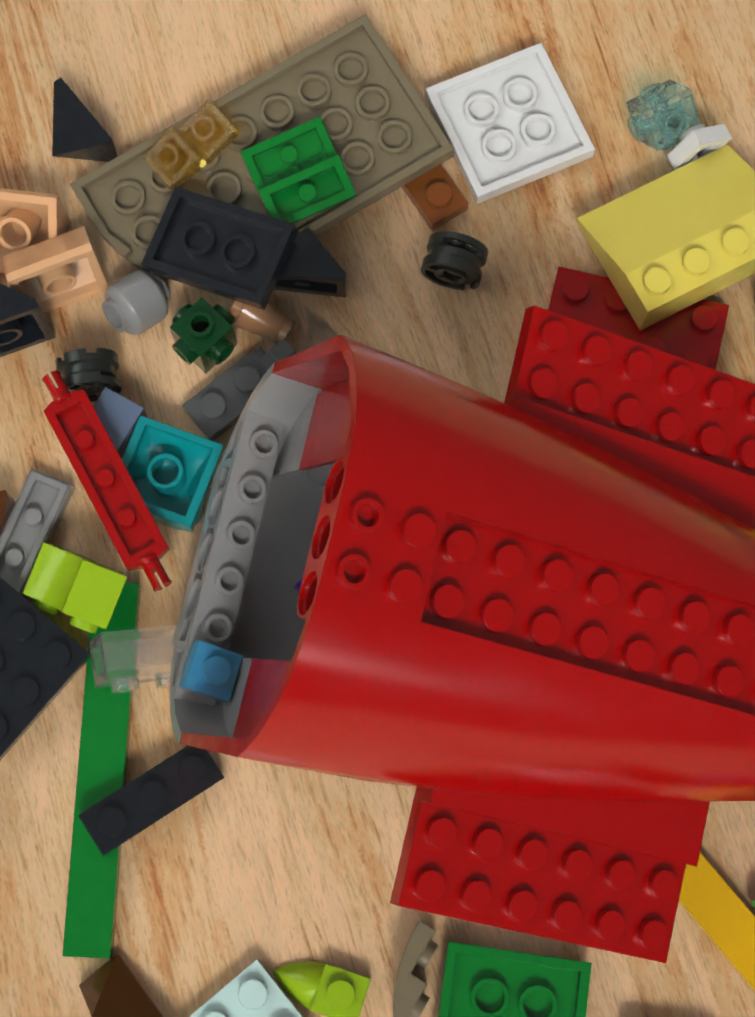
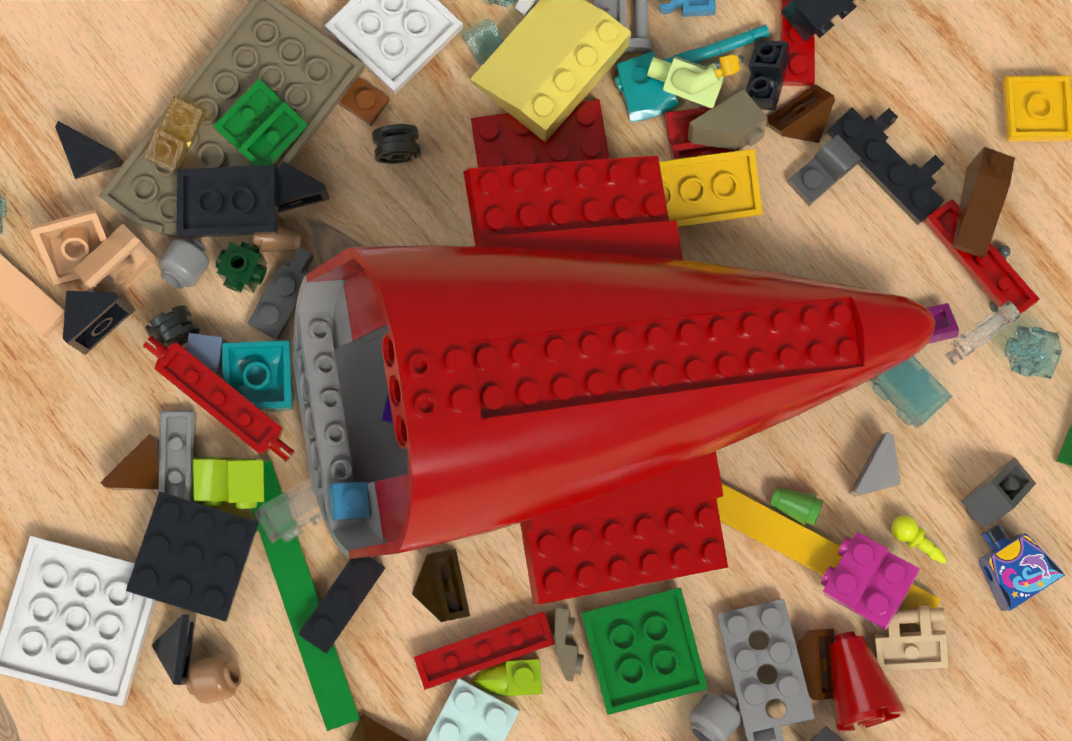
camera: 25 degrees left, 5 degrees up
(284, 832) = (442, 586): none -> dark brown slope
(304, 937) = (484, 650): none -> red plate
(611, 179) = (482, 40): none -> clear light blue slope

